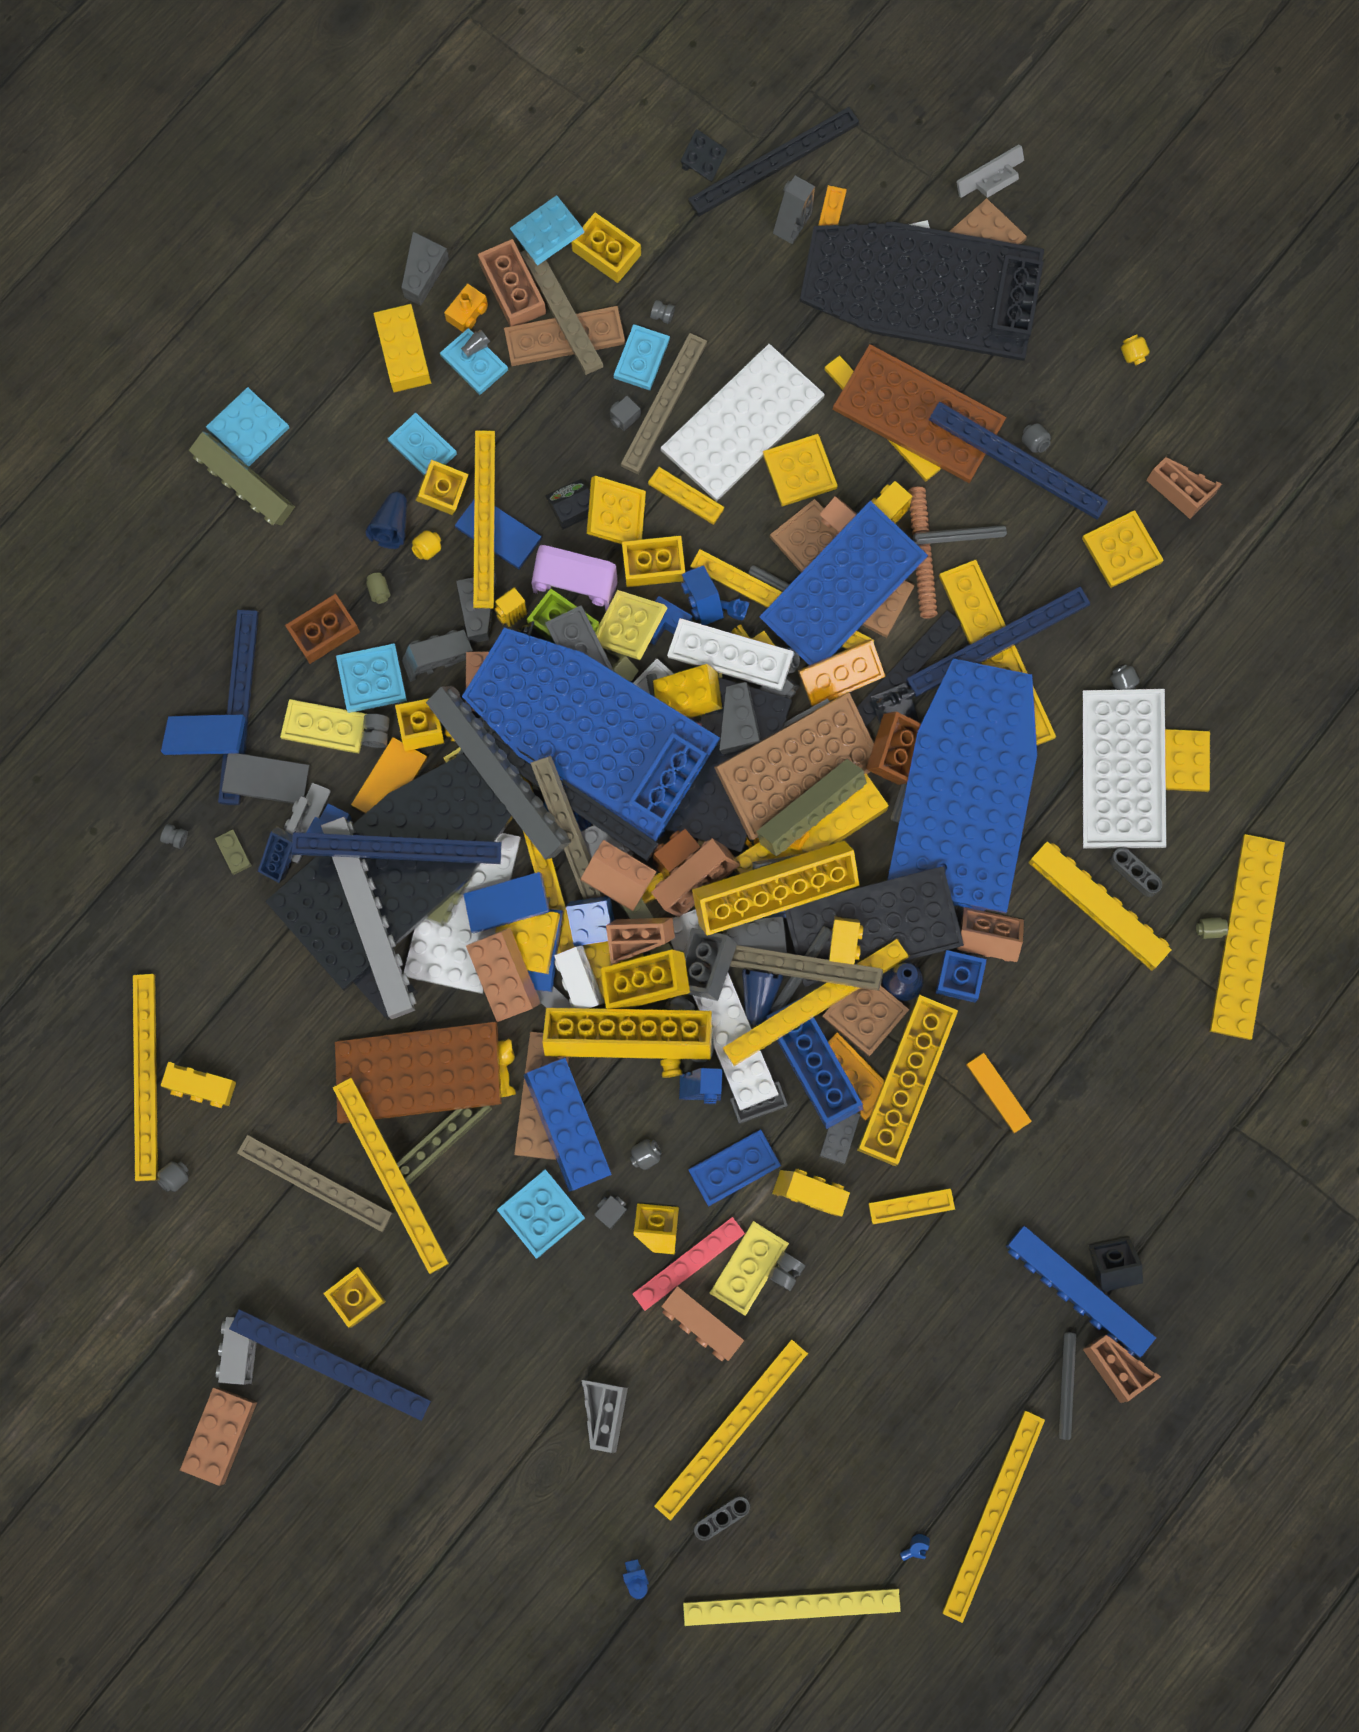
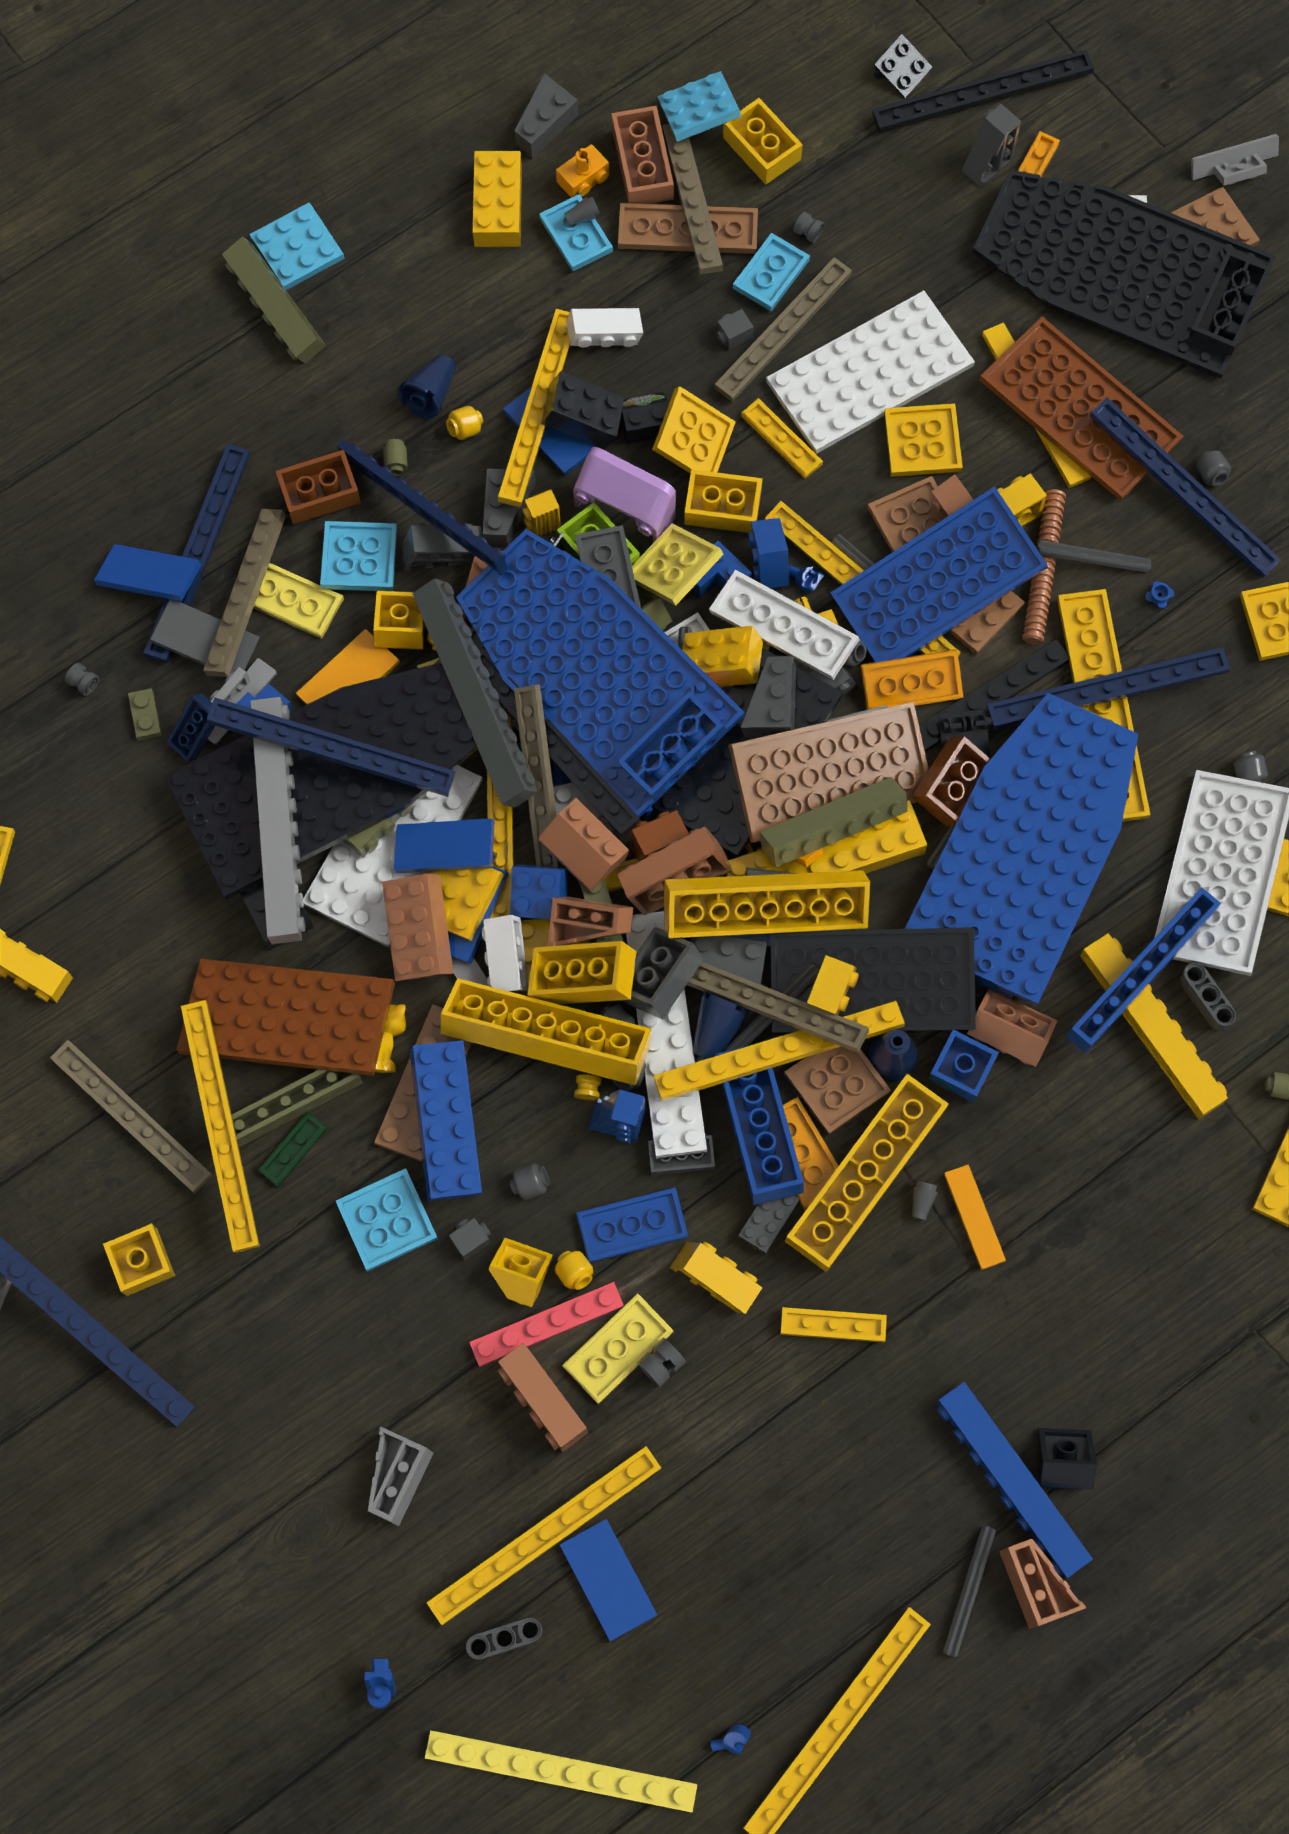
camera: 15 degrees right, 5 degrees down
(287, 732) = (244, 593): none -> dark tan plate
(375, 727) = (347, 616): dark grey wheel -> none
(419, 628) = (426, 509): none -> dark blue plate
(421, 443) = (490, 312): medium azure plate -> none
(441, 487) = (499, 361): yellow brick -> none
(451, 1176) = (292, 1149): none -> dark green tile
(519, 437) = (604, 327): none -> white brick
(521, 513) = (582, 410): none -> black brick
(699, 1215) = (574, 1270): none -> yellow head
(789, 1450) = (608, 1580): none -> blue tile
(955, 1088) = (923, 1199): none -> dark grey cone
(1018, 547) = (1163, 589): none -> blue plate
(1083, 866) = (1143, 970): none -> blue brick

